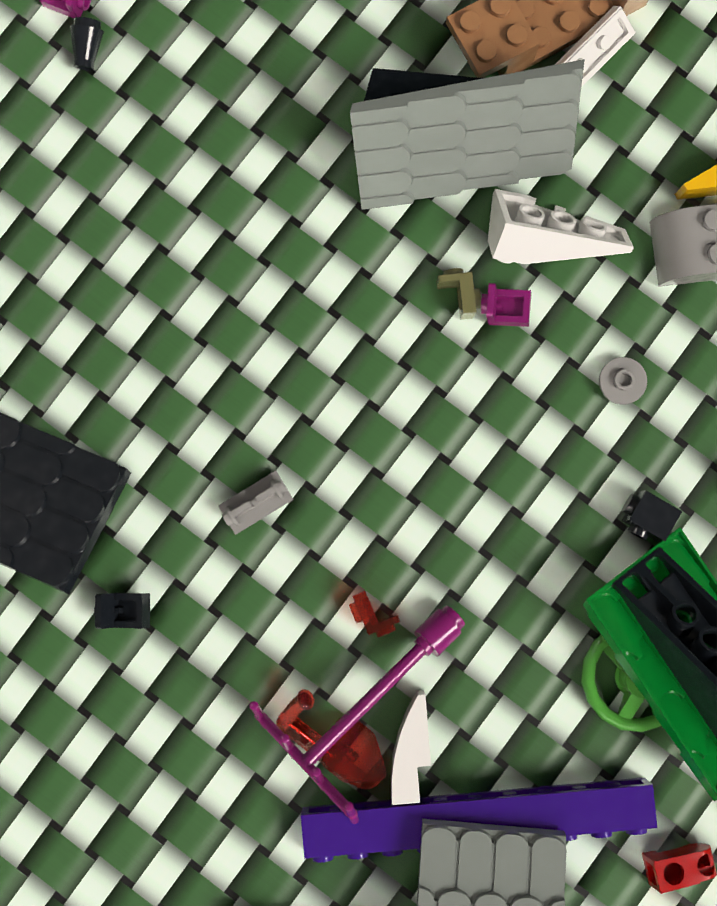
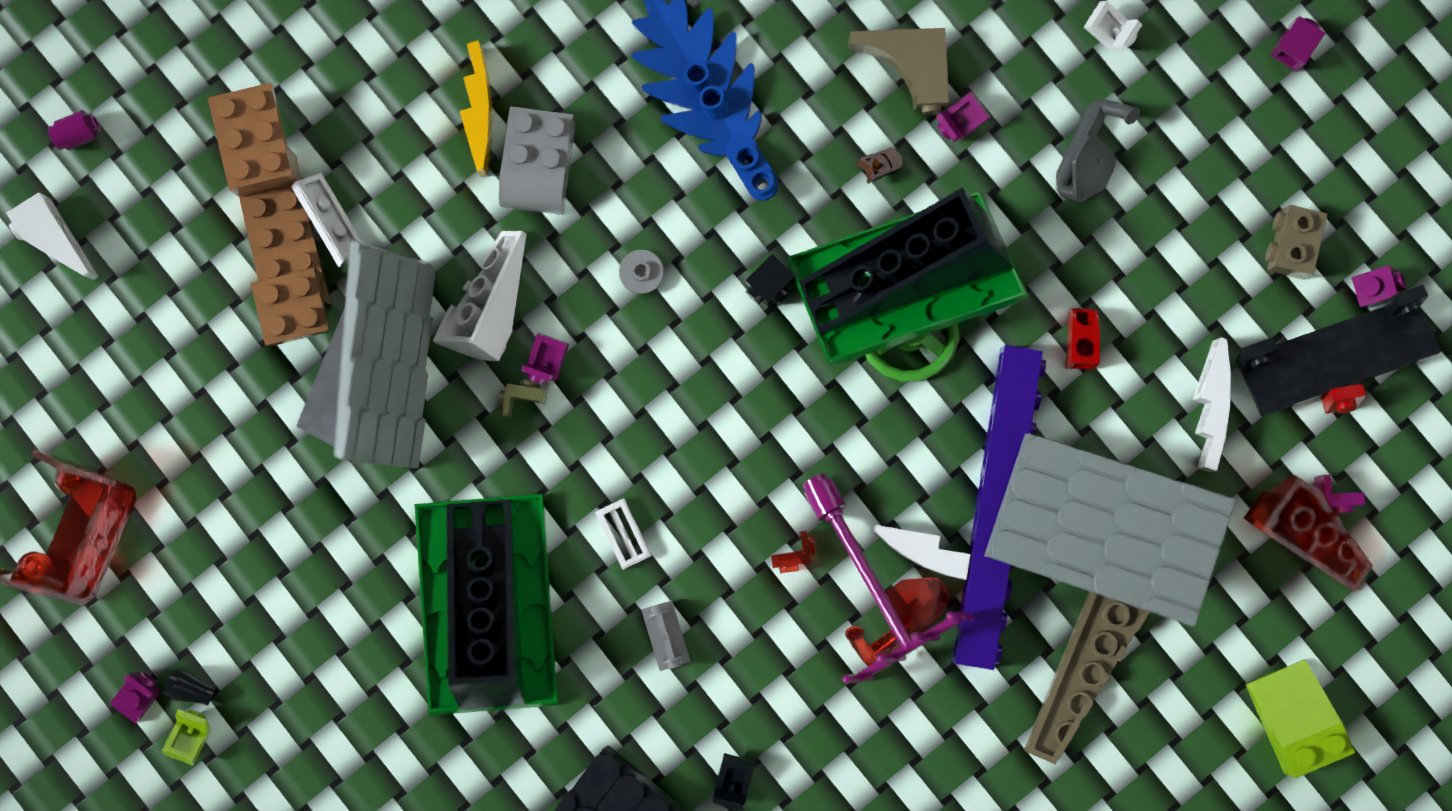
camera: 80 degrees left, 0 degrees up
(37, 53) = (187, 736): none -> lime bracket
(242, 312) = (486, 604): none -> piece
(371, 414) = (634, 557): none -> white tile

